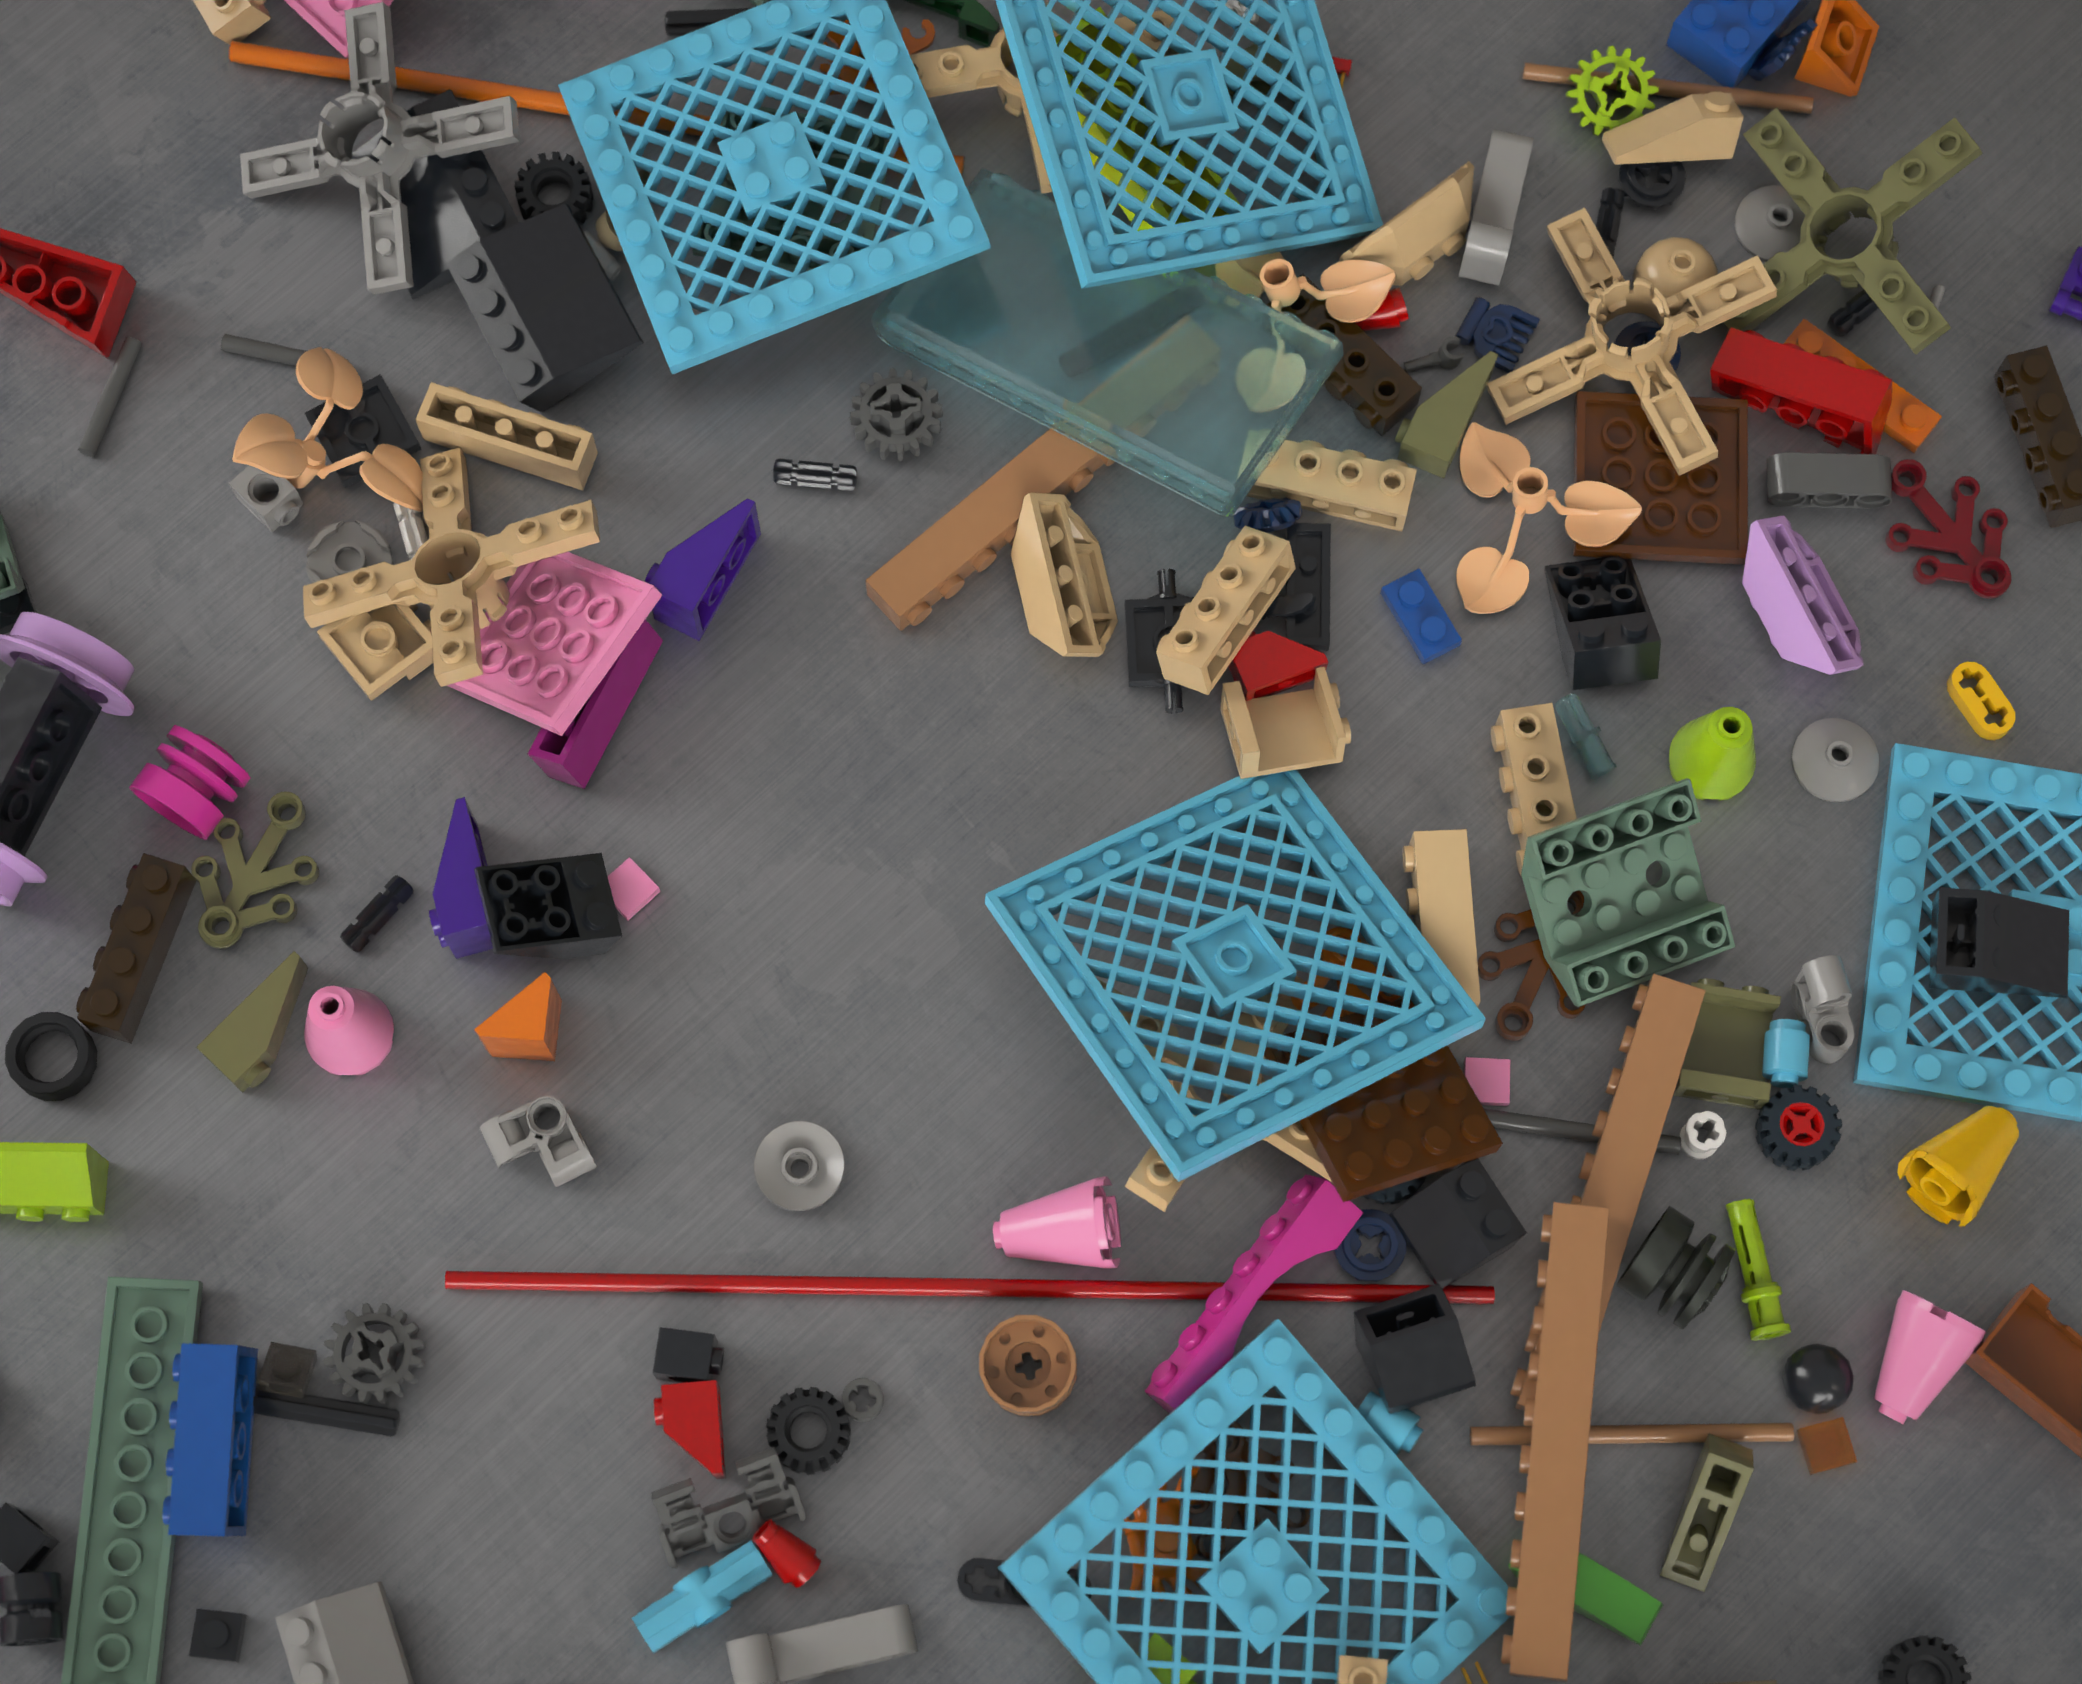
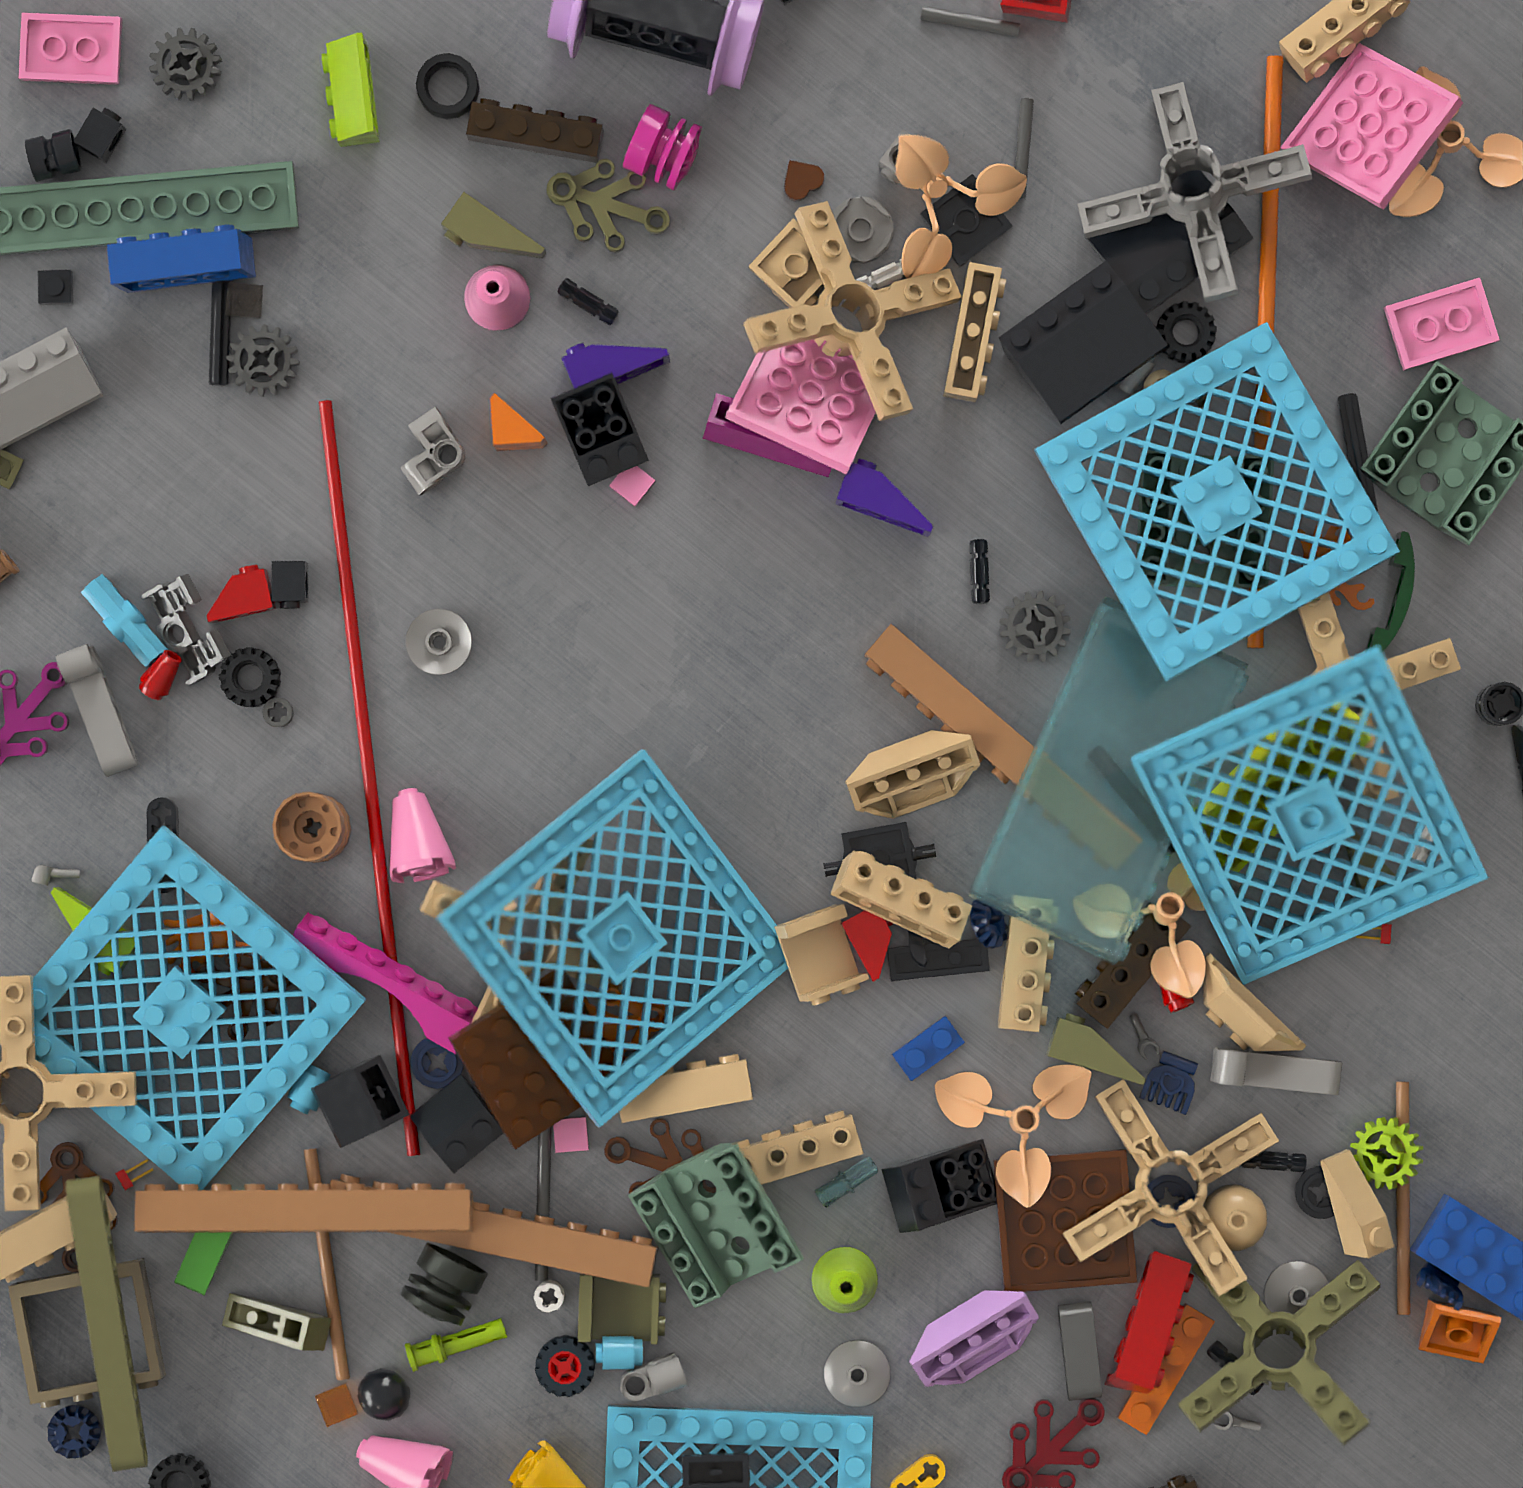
camera: 80 degrees right, 15 degrees up
(270, 624) = (801, 179): none -> reddish brown tile

